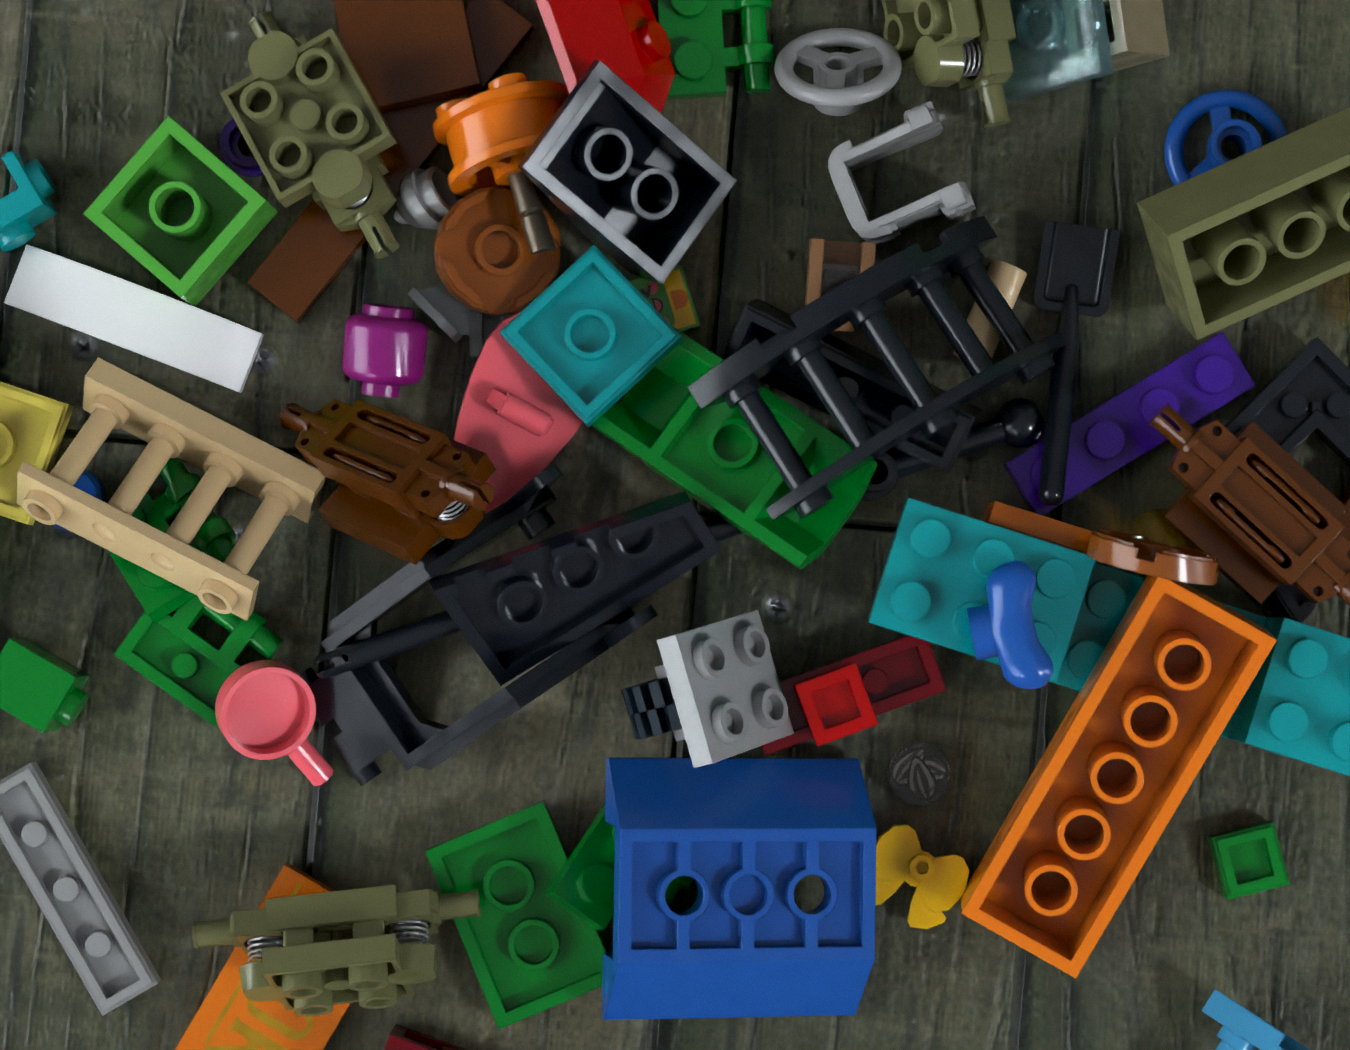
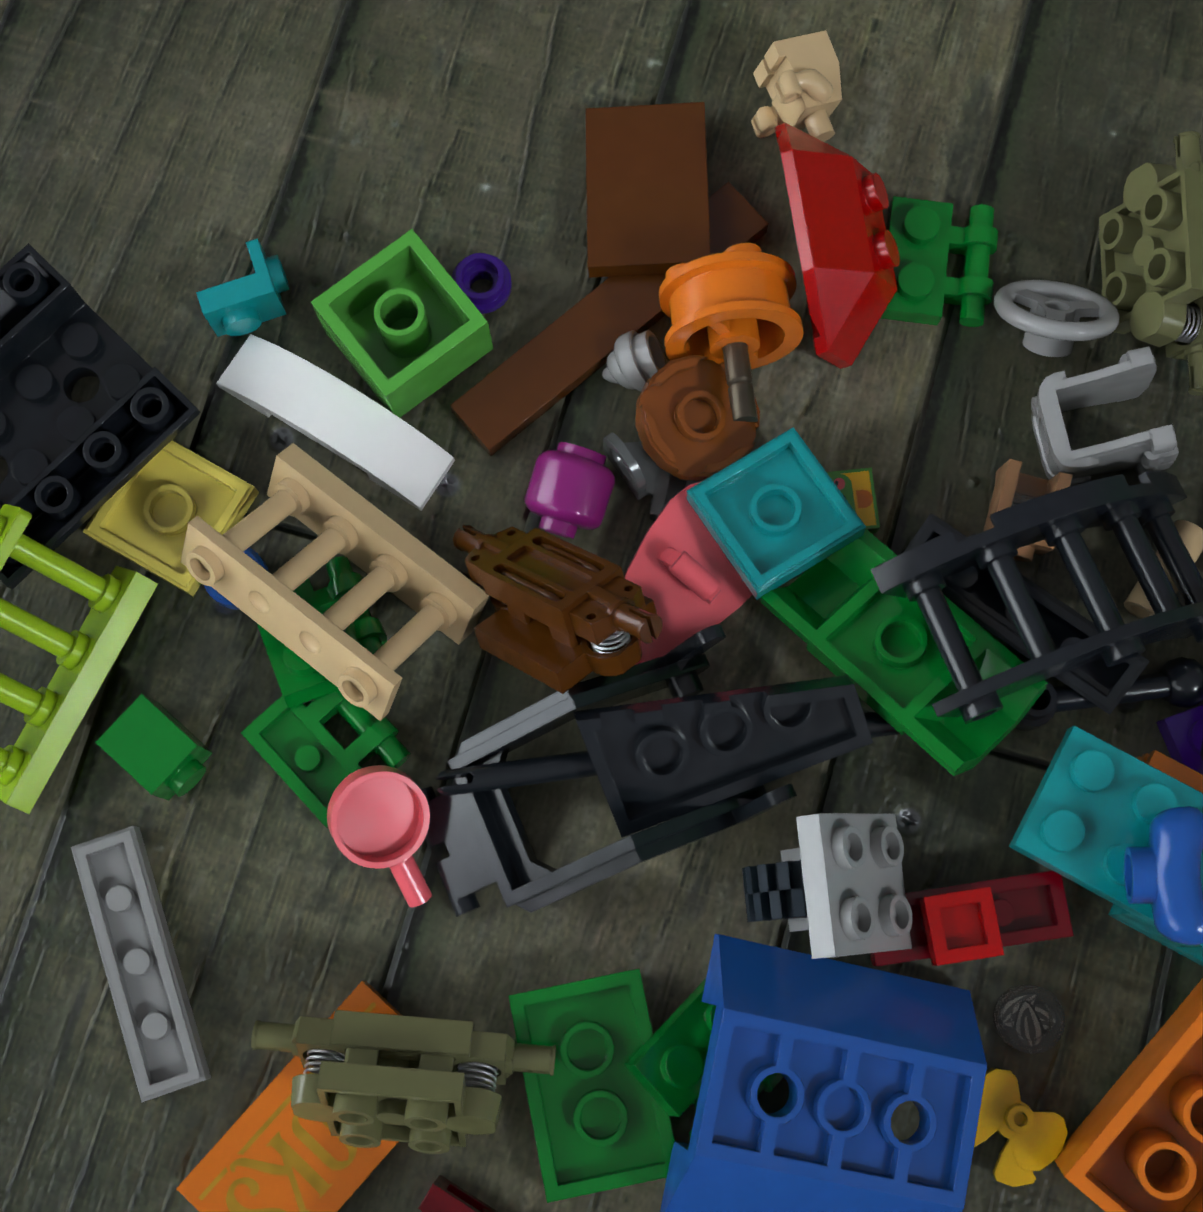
camera: 10 degrees right, 10 degrees down
(315, 129) = (549, 271): olive piece -> none
(626, 175) = (840, 361): black slope -> none

